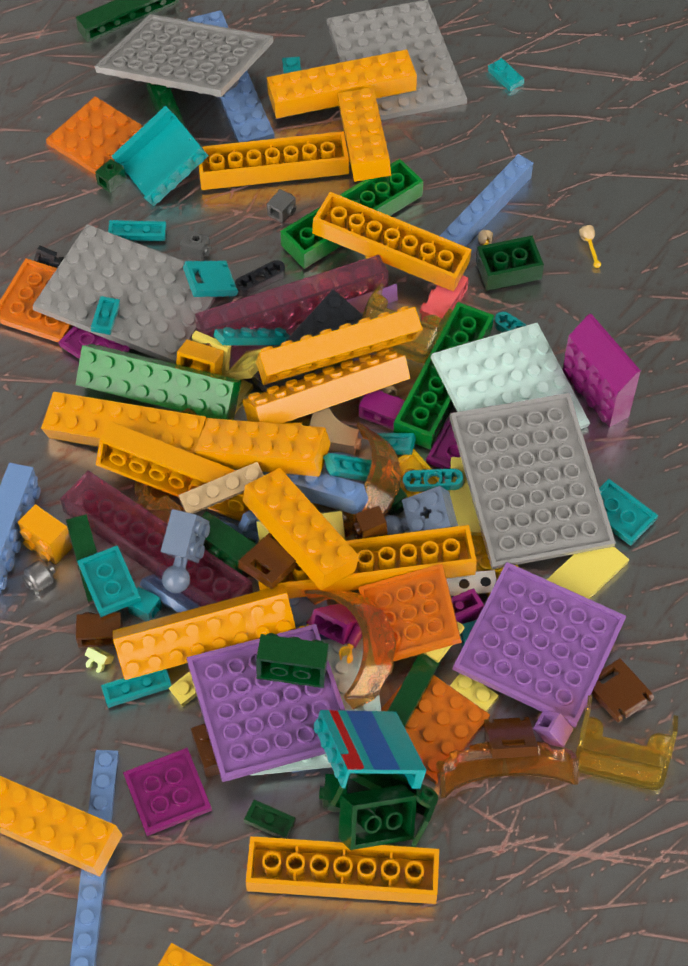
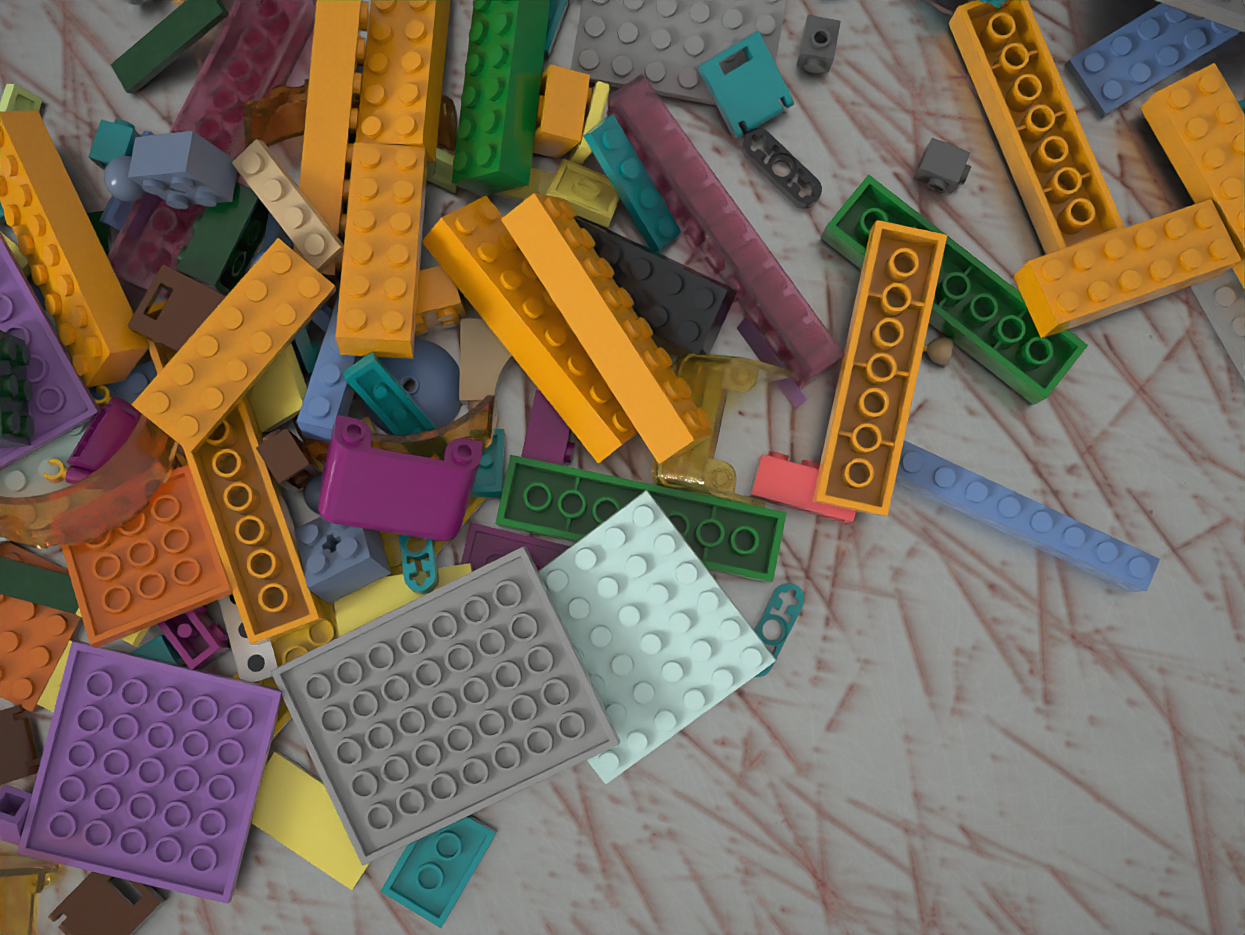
camera: 75 degrees right, 25 degrees up
(96, 630) = (63, 93): reddish brown brick -> none
(109, 581) = (123, 81): teal plate -> none
(401, 471) = (396, 489): none -> magenta windscreen
(485, 237) = (960, 535): tan hinge -> none
(509, 263) = (908, 588): dark green brick -> none
(587, 234) = (1014, 716): hinge -> none
(601, 371) = (678, 793): magenta slope -> none

